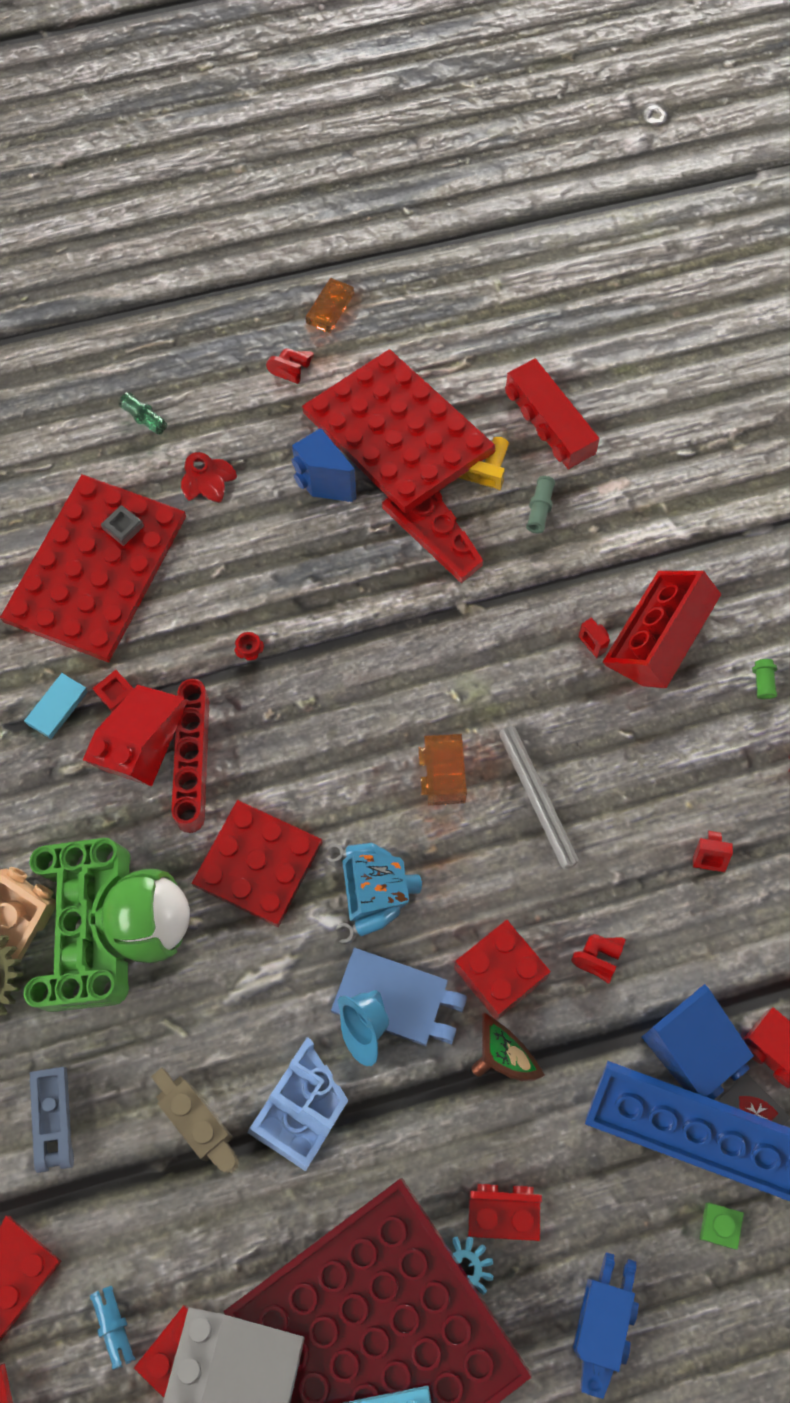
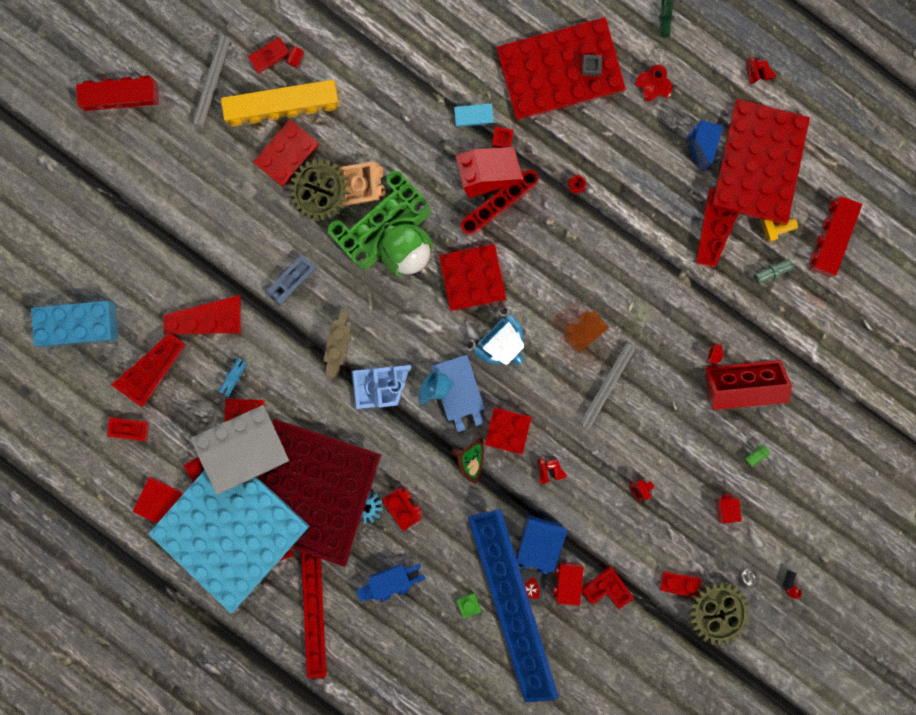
camera: 55 degrees right, 20 degrees up
(330, 305) = (814, 61): clear orange plate -> none

